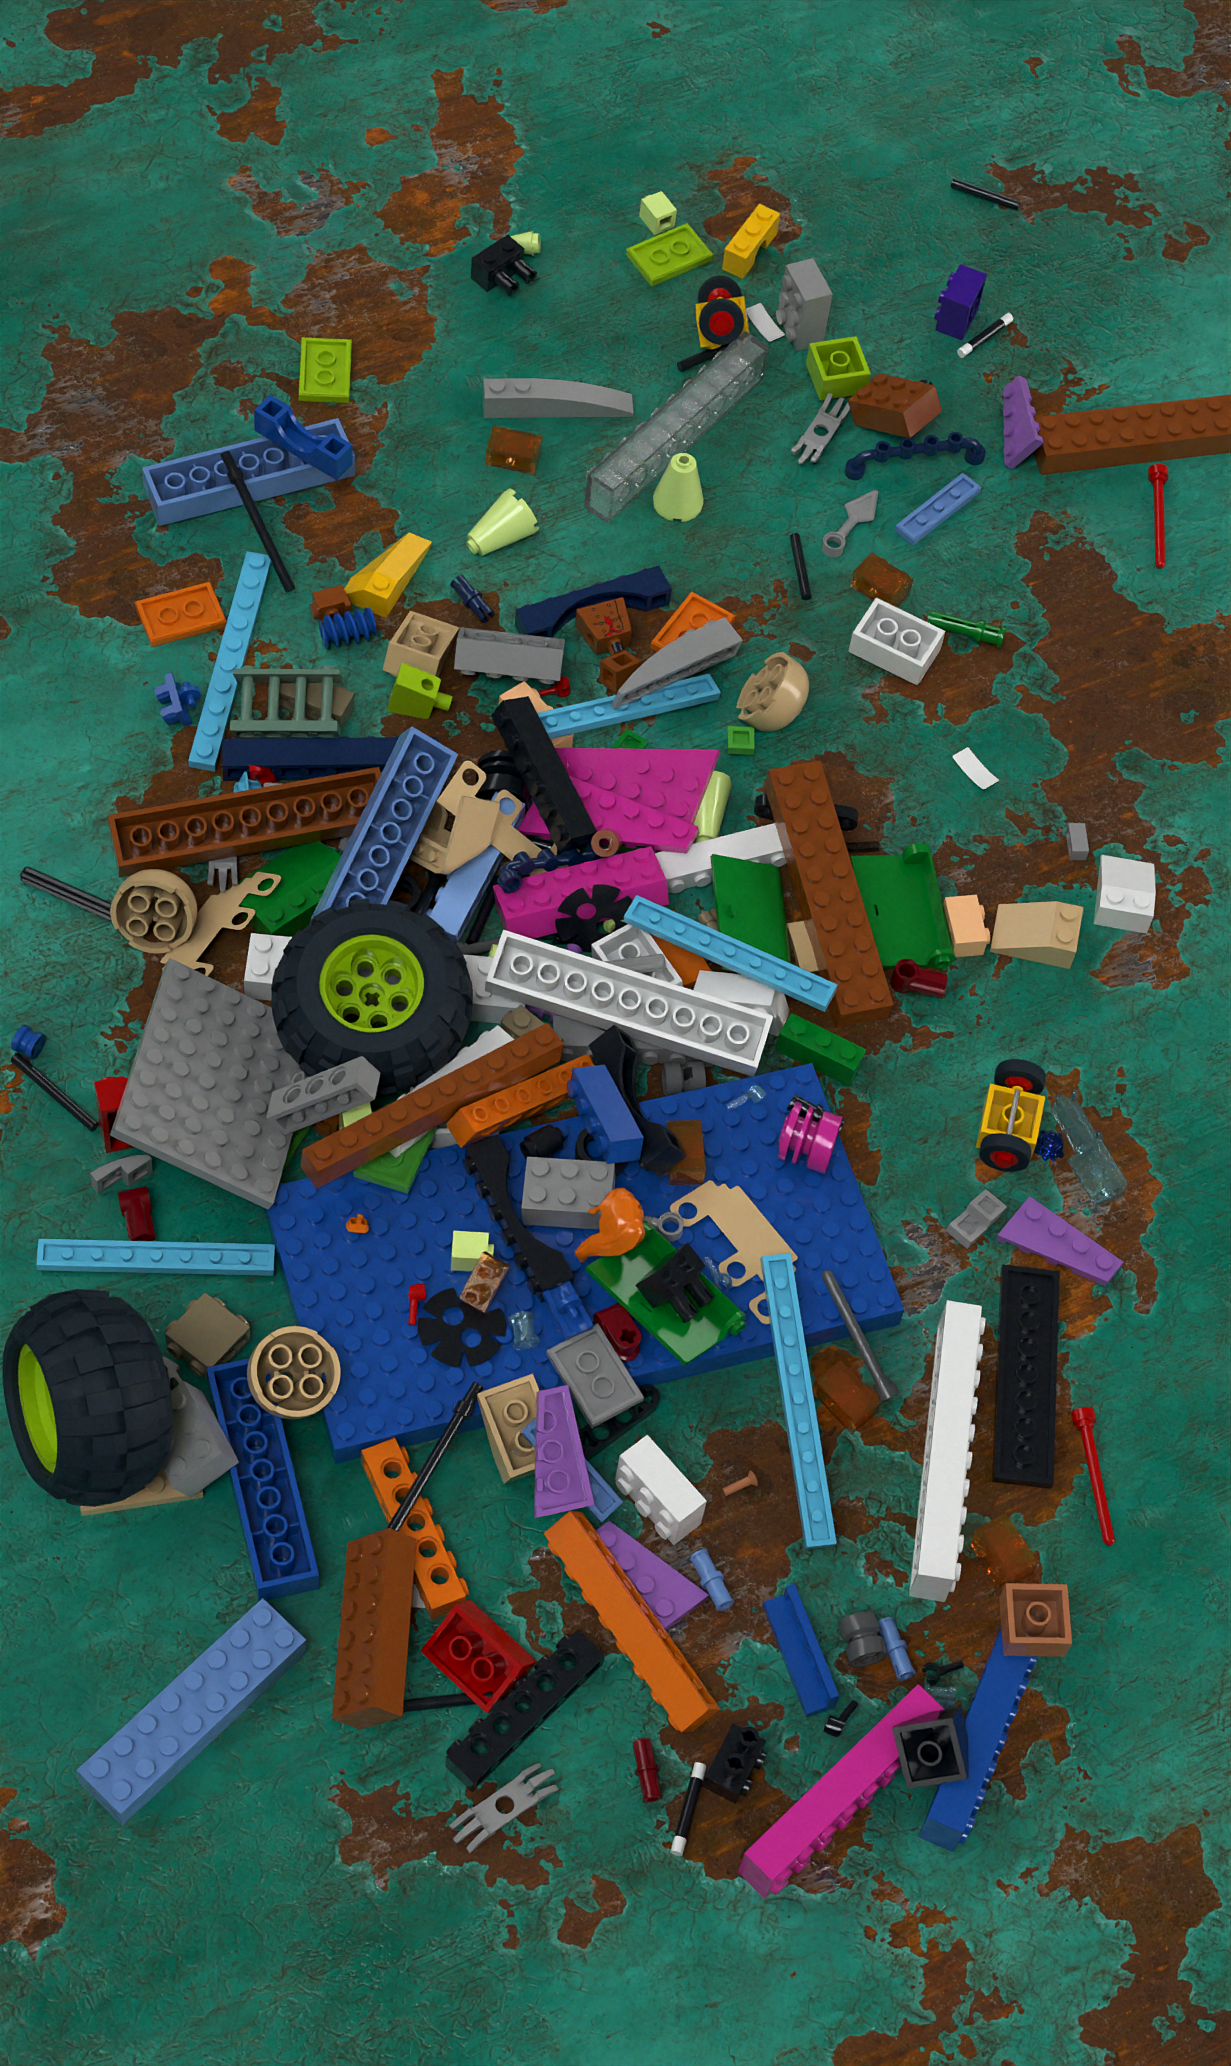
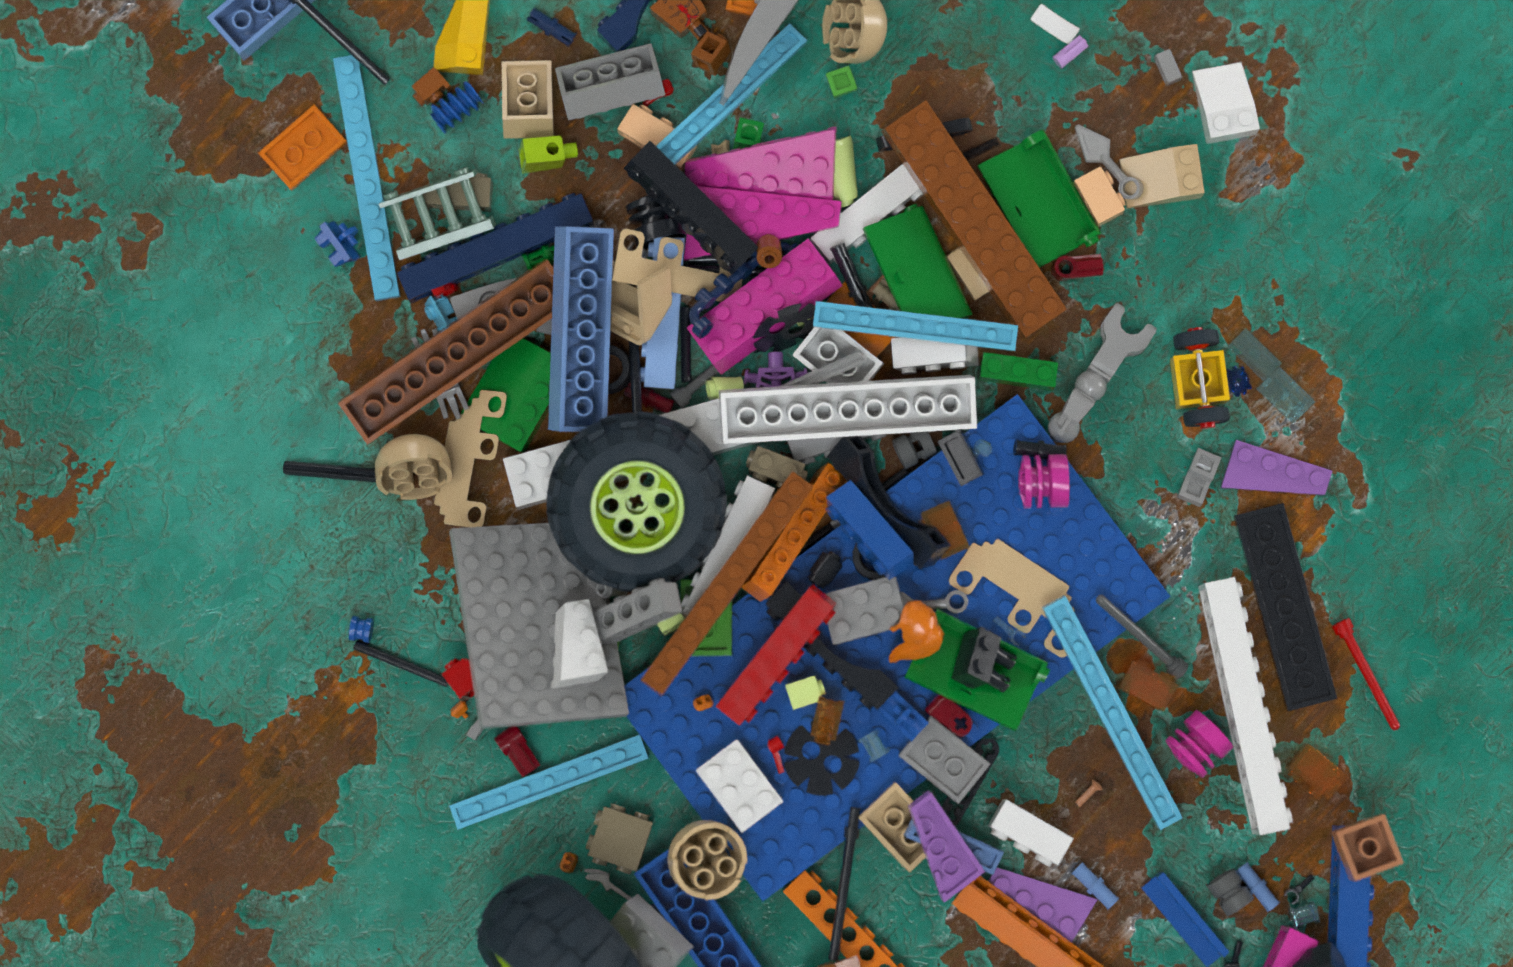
camera: 10 degrees left, 25 degrees up
(94, 1156) = (459, 709): none -> orange rock
(249, 1110) = (577, 646): none -> white wedge
(361, 1315) = (739, 785): none -> white brick
(456, 1196) = (776, 654): none -> red brick
(680, 889) = (851, 276): none -> black pin
(729, 1093) = (961, 457): none -> black tile
(883, 1469) = (1199, 744): none -> dark pink wheel
(892, 1088) = (1092, 383): none -> light grey piece
(980, 884) = (1097, 150): none -> light grey piece
(982, 795) = (1070, 51): none -> lavender piece

